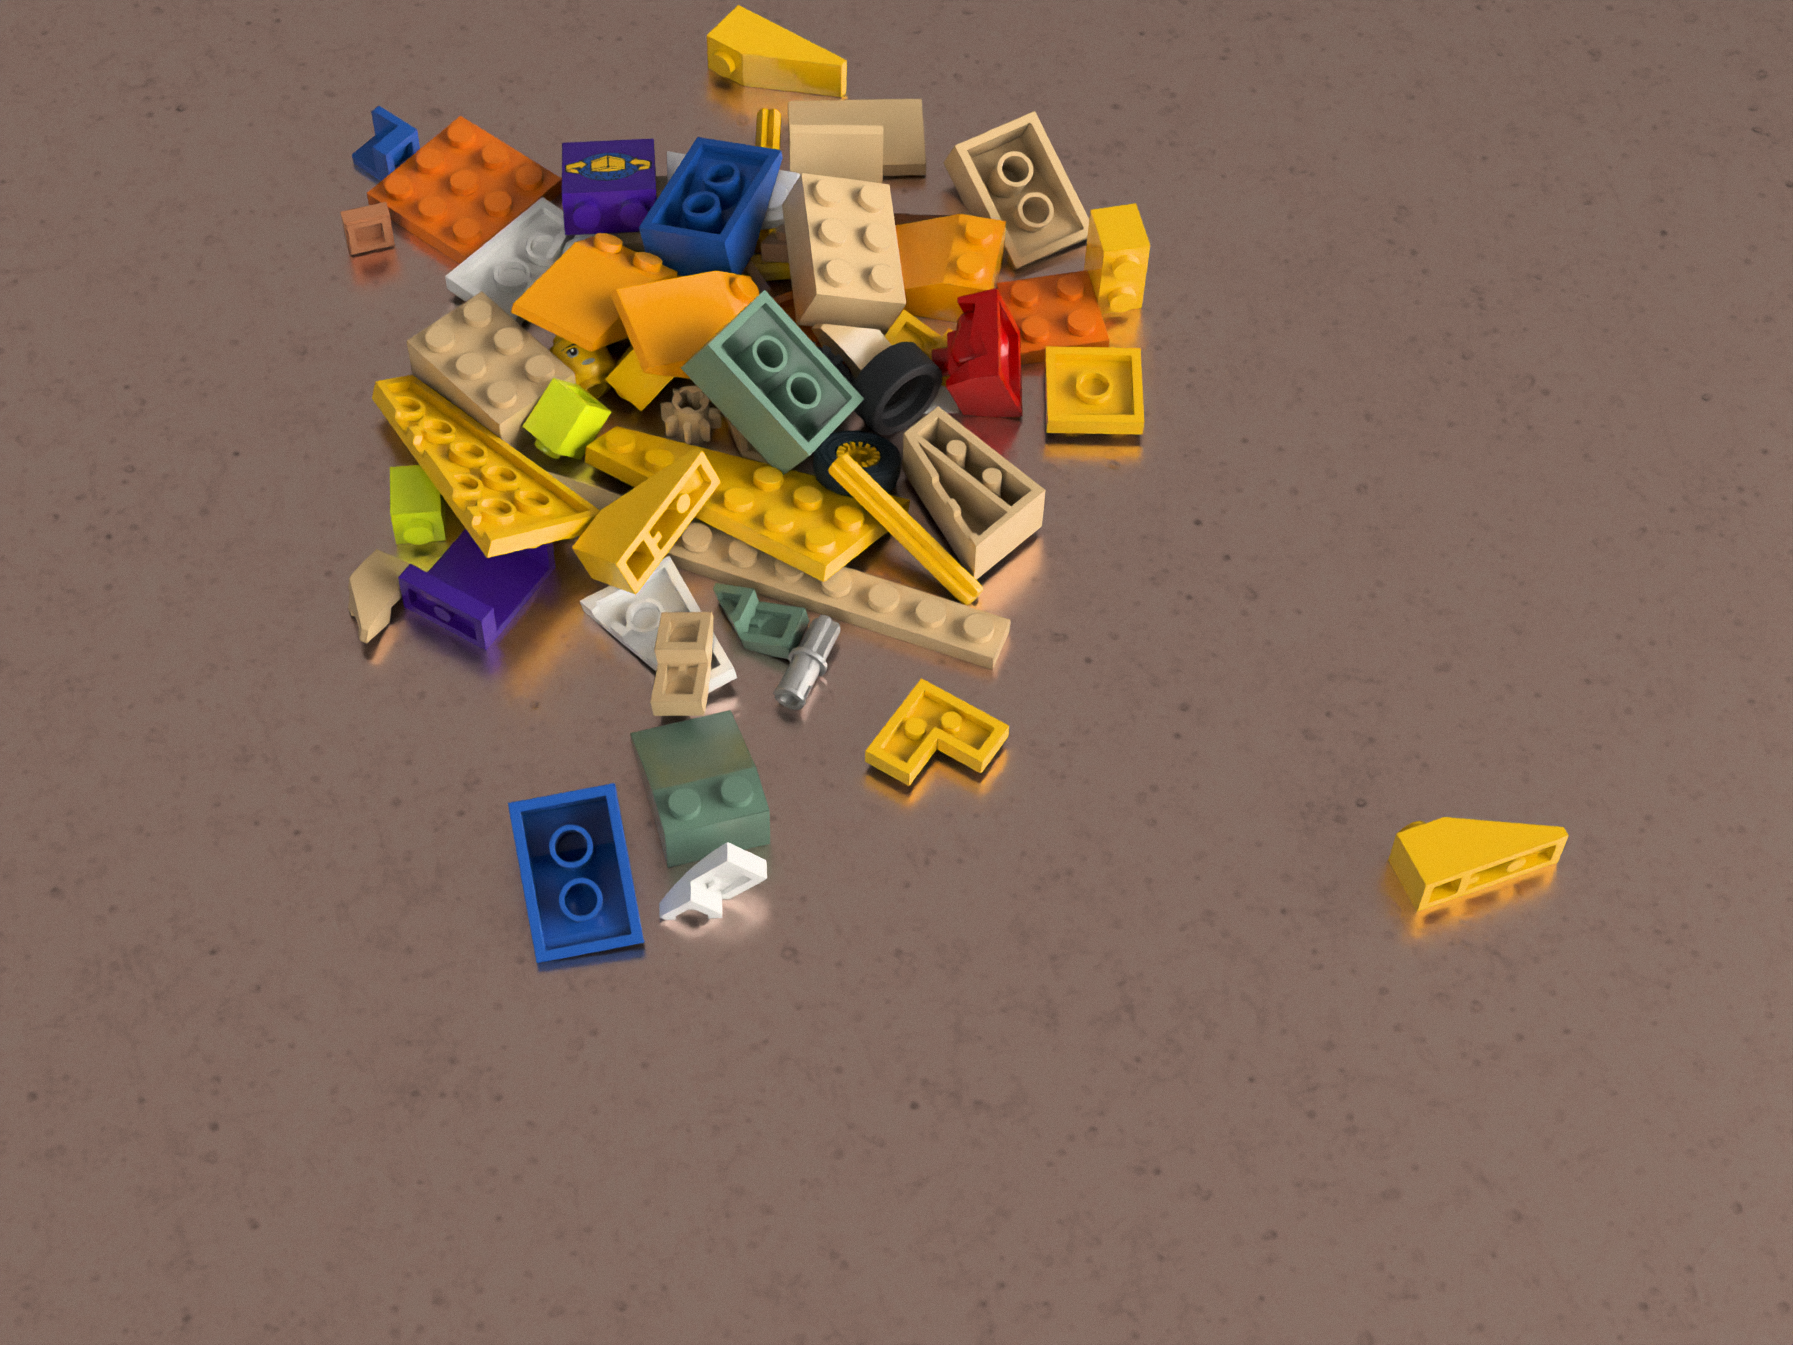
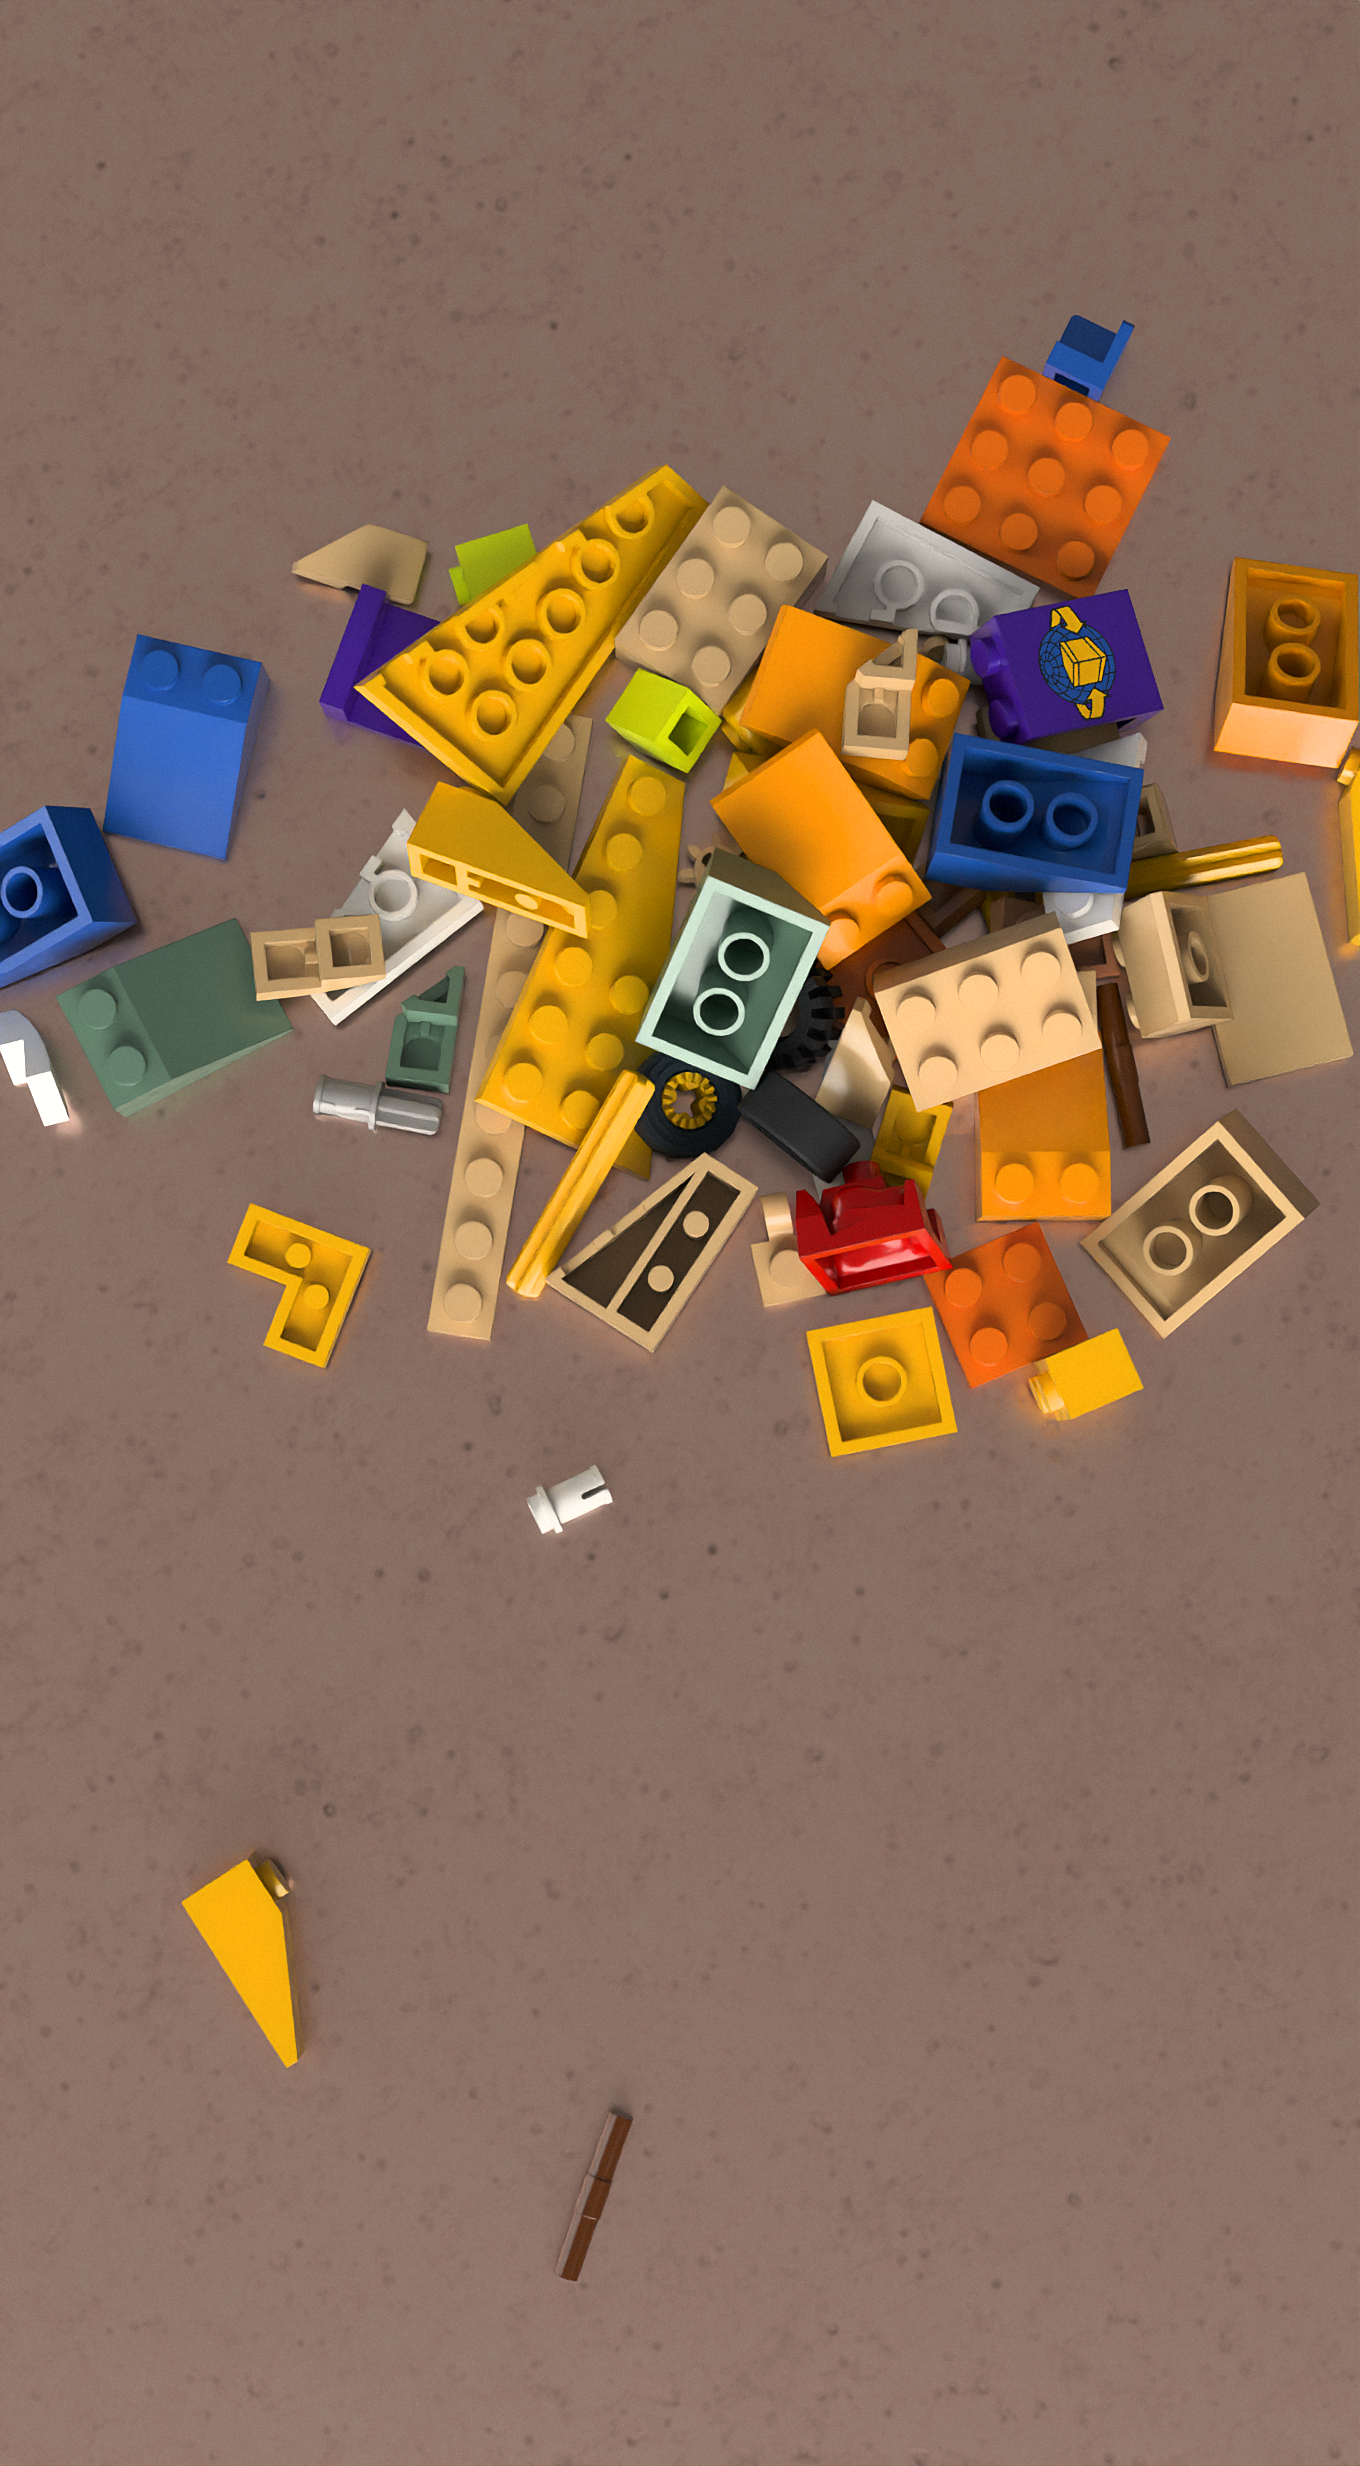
camera: 80 degrees right, 30 degrees up
(367, 228) = (935, 376): nougat tile -> none
(479, 732) = (184, 746): none -> blue slope
(600, 263) = (880, 703): none -> tan slope
(644, 81) = (1288, 664): none -> light orange slope
(997, 428) = (776, 1261): none -> tan plate
(1148, 602) = (568, 1499): none -> white pin
(1683, 677) = (593, 2195): none -> reddish brown piece

